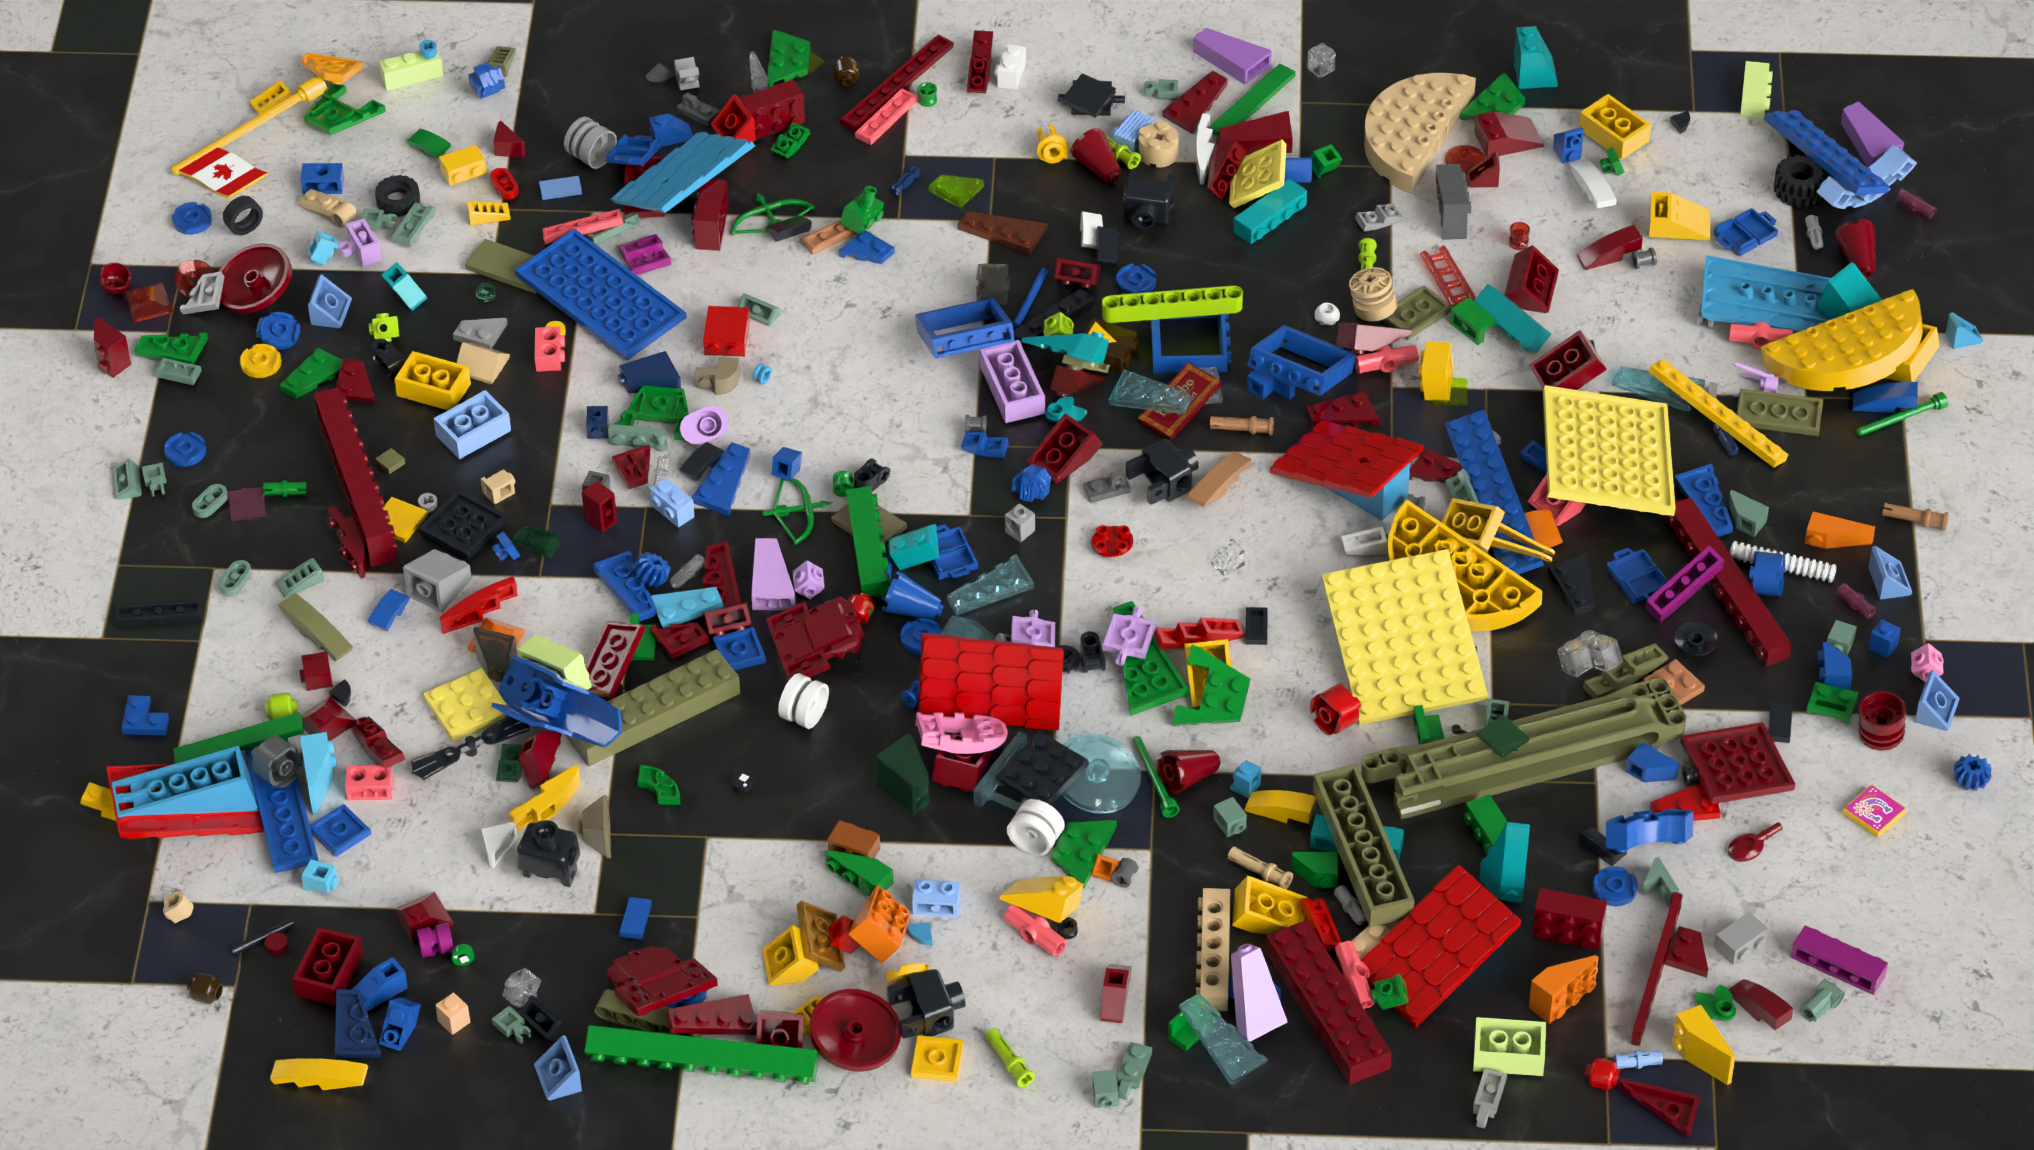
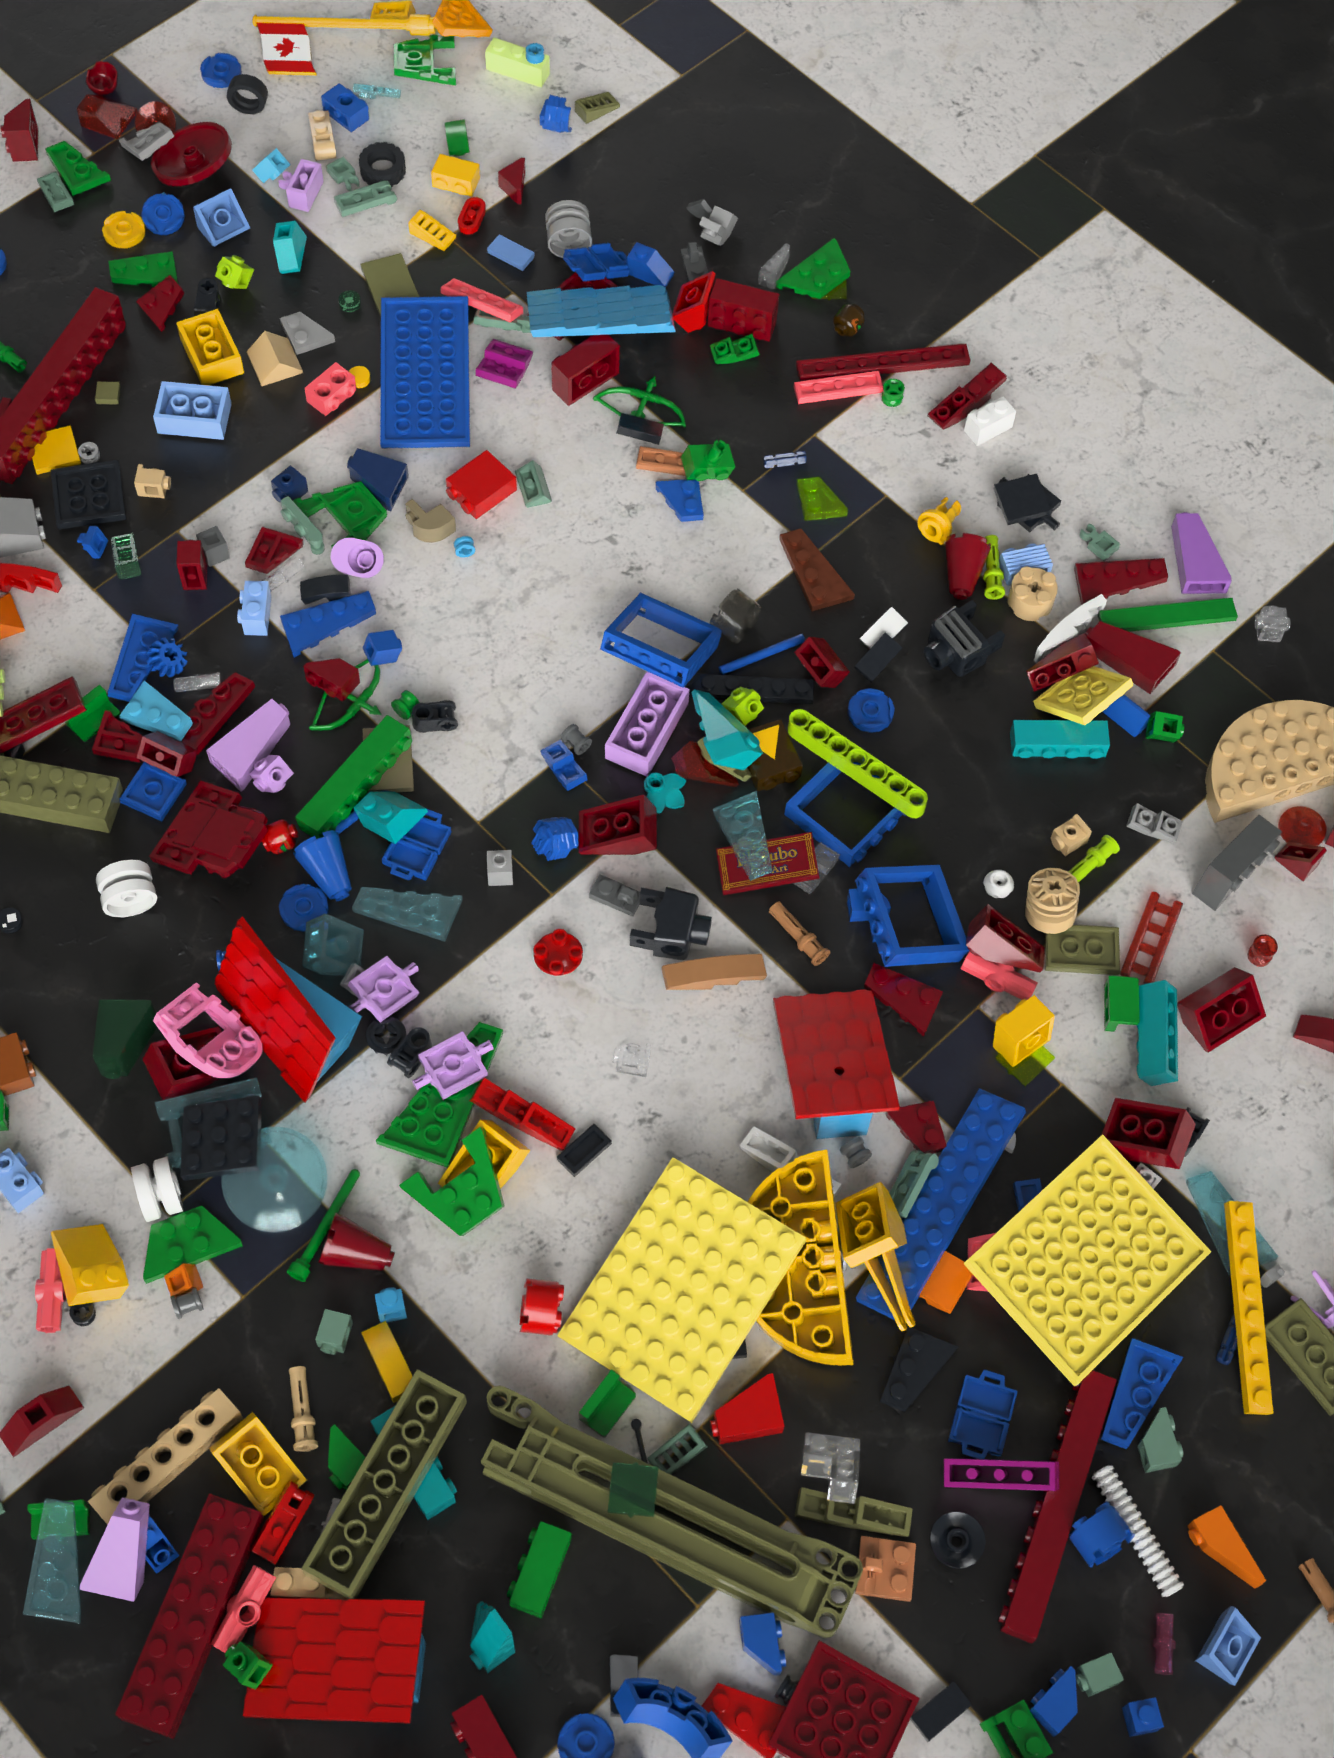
camera: 40 degrees right, 15 degrees up
(331, 154) = (370, 91): none -> clear light blue wing
(776, 501) = (333, 676): none -> dark red slope
(1150, 189) = (961, 632): none -> dark grey tile
(1339, 256) = (1078, 835): none -> tan brick
(1515, 670) = (749, 1414): none -> red slope

